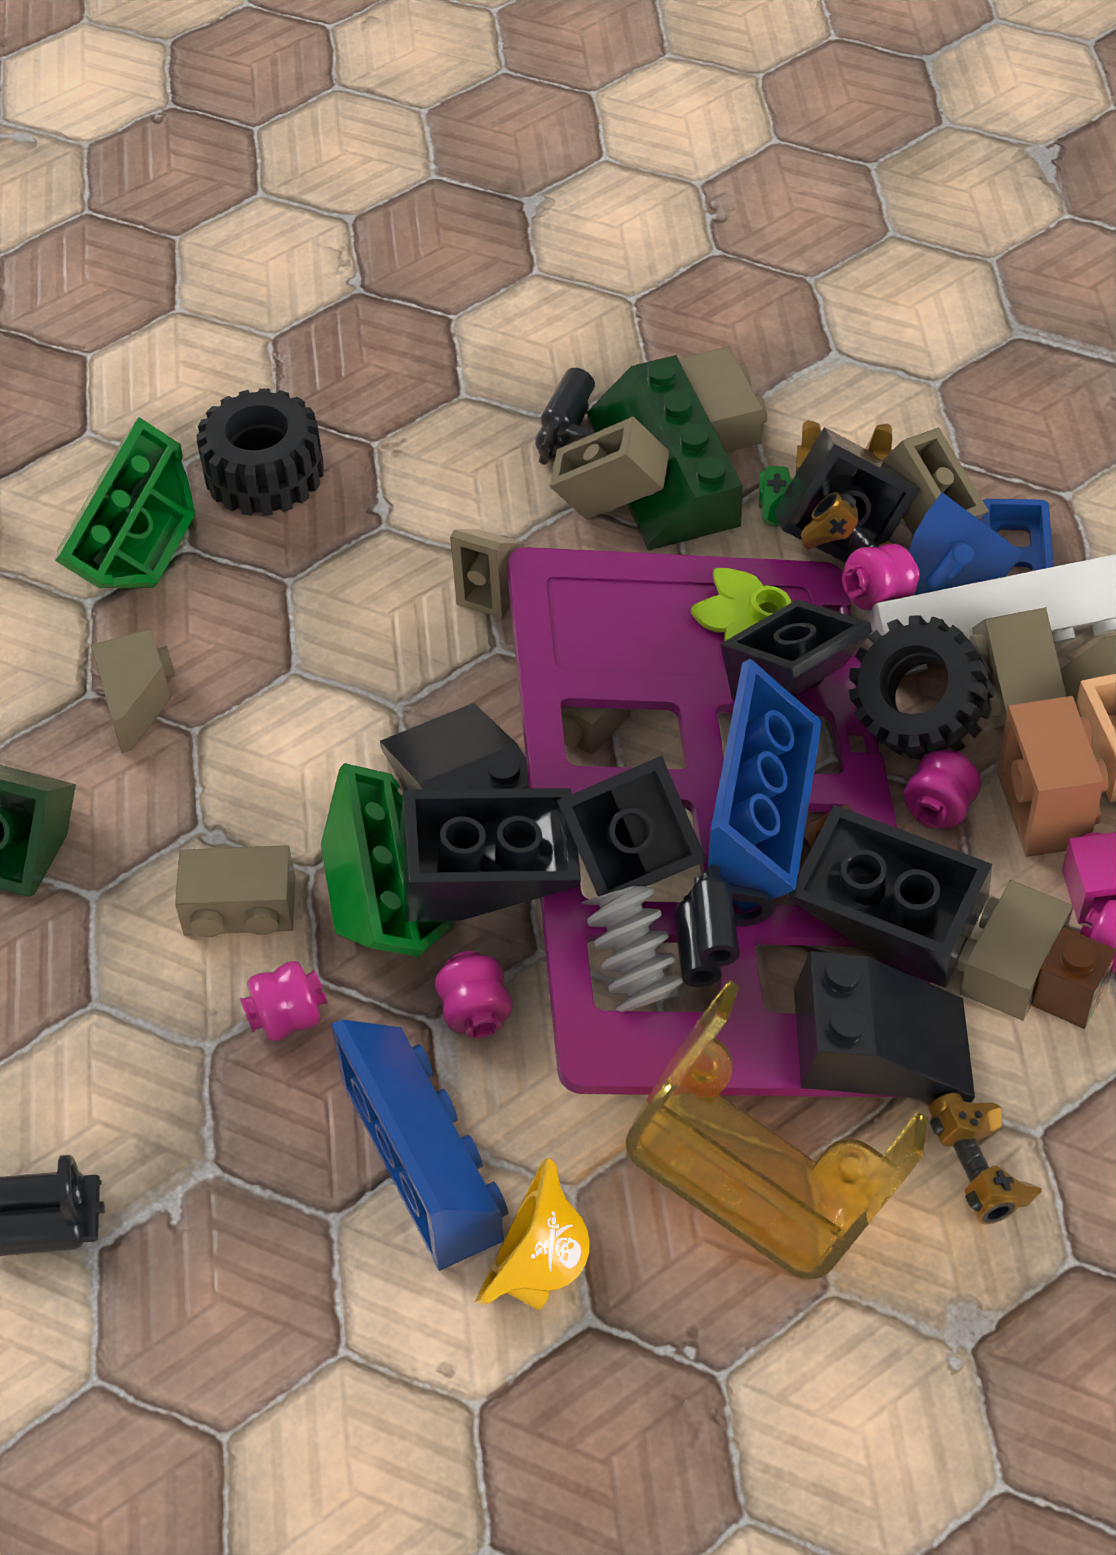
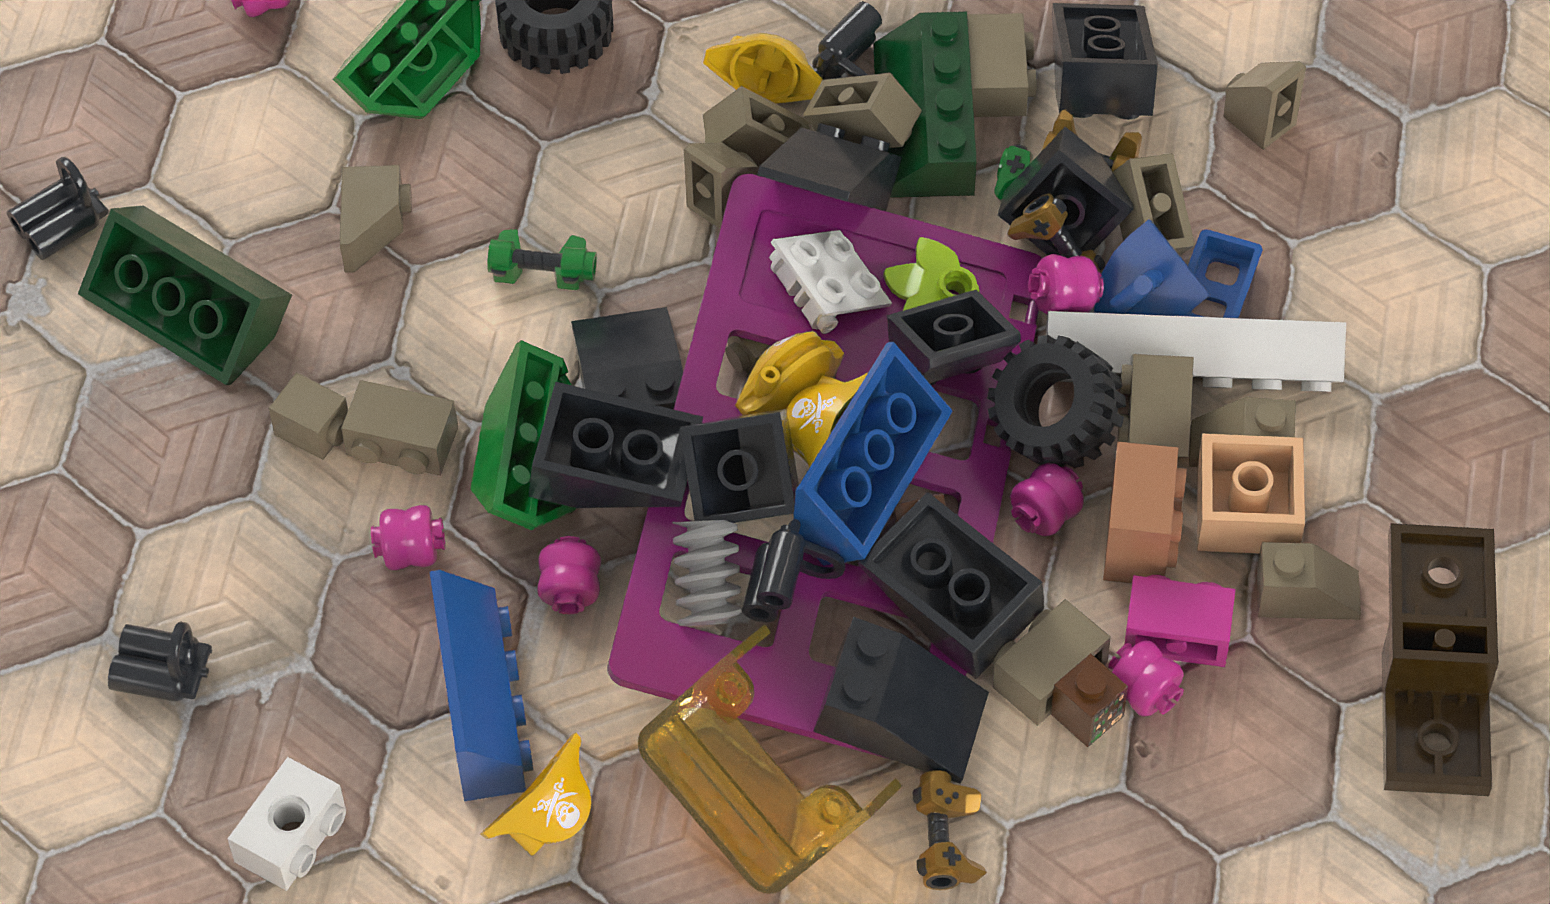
camera: 15 degrees right, 5 degrees up
(133, 903) = (309, 416): none -> dark tan brick
(251, 1317) = (290, 796): none -> white brick
(359, 687) = (570, 265): none -> green piece
(493, 455) = (764, 66): none -> yellow hat
(507, 510) = (751, 124): none -> dark tan slope
(605, 520) = (835, 166): none -> black slope
(637, 627) = (825, 277): none -> white hinge
(638, 727) = (787, 370): none -> yellow hat
(696, 758) = (816, 412): none -> yellow hat
(821, 374) = (1103, 60): none -> black slope
(992, 369) = (1265, 100): none -> dark tan slope

